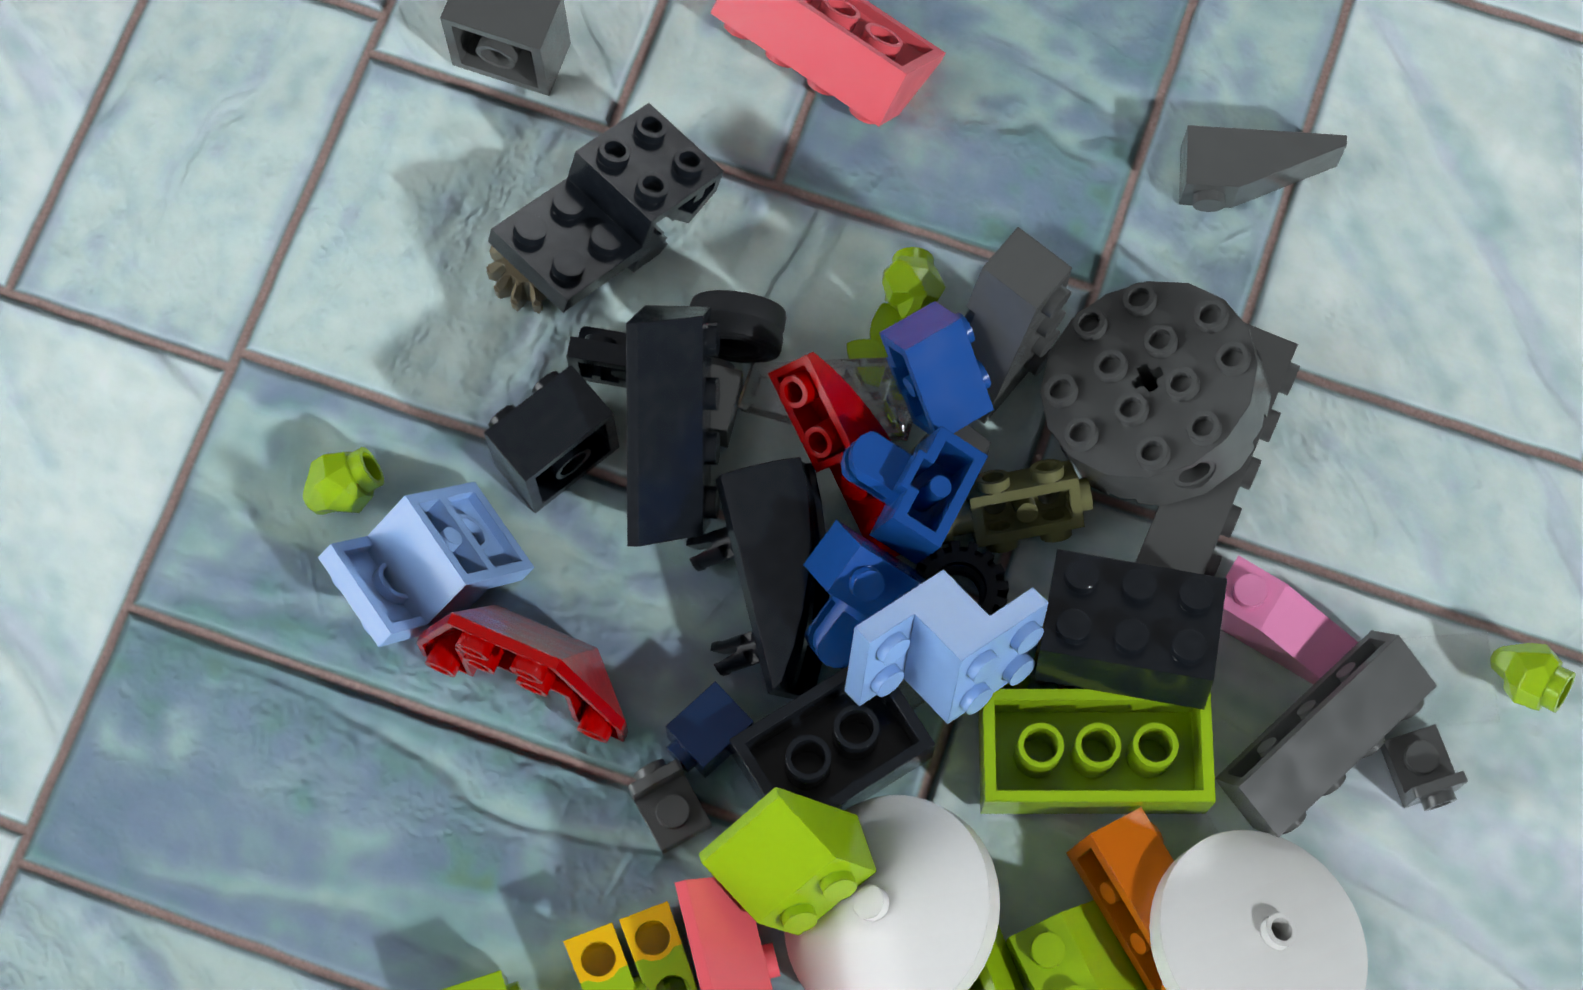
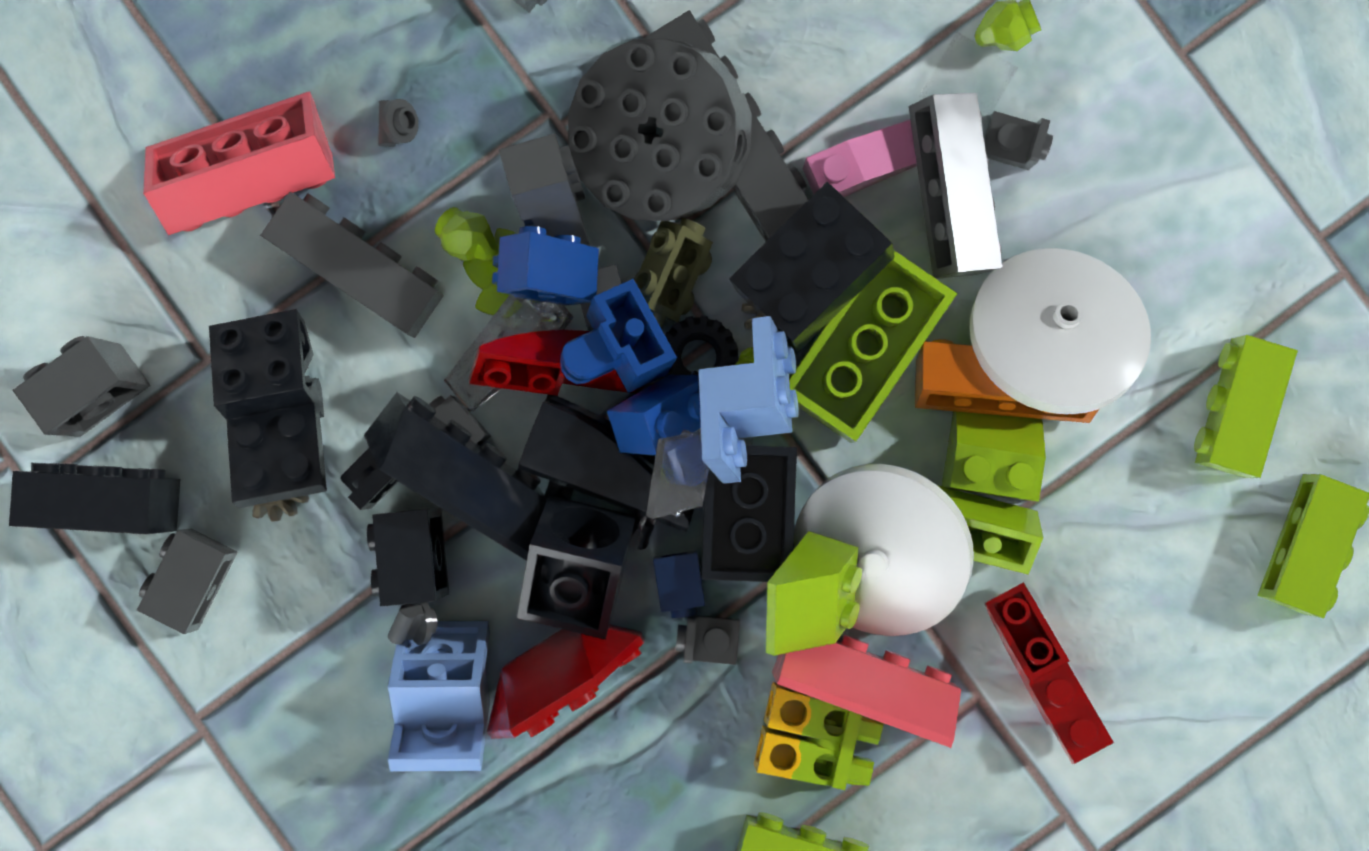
camera: 55 degrees left, 15 degrees up
(342, 482) = (341, 711): lime rock -> none
(378, 248) = (185, 580): none -> dark grey brick
(405, 110) = (94, 499): none -> black brick
(484, 487) = (413, 622): none -> dark grey plate
(654, 603) = (575, 566): none -> black brick
(748, 325) = (416, 372): black tyre -> none
(806, 200) = (352, 264): none -> dark grey brick
(817, 632) = (677, 475): none -> clear piece
(975, 151) = (396, 122): none -> dark grey plate

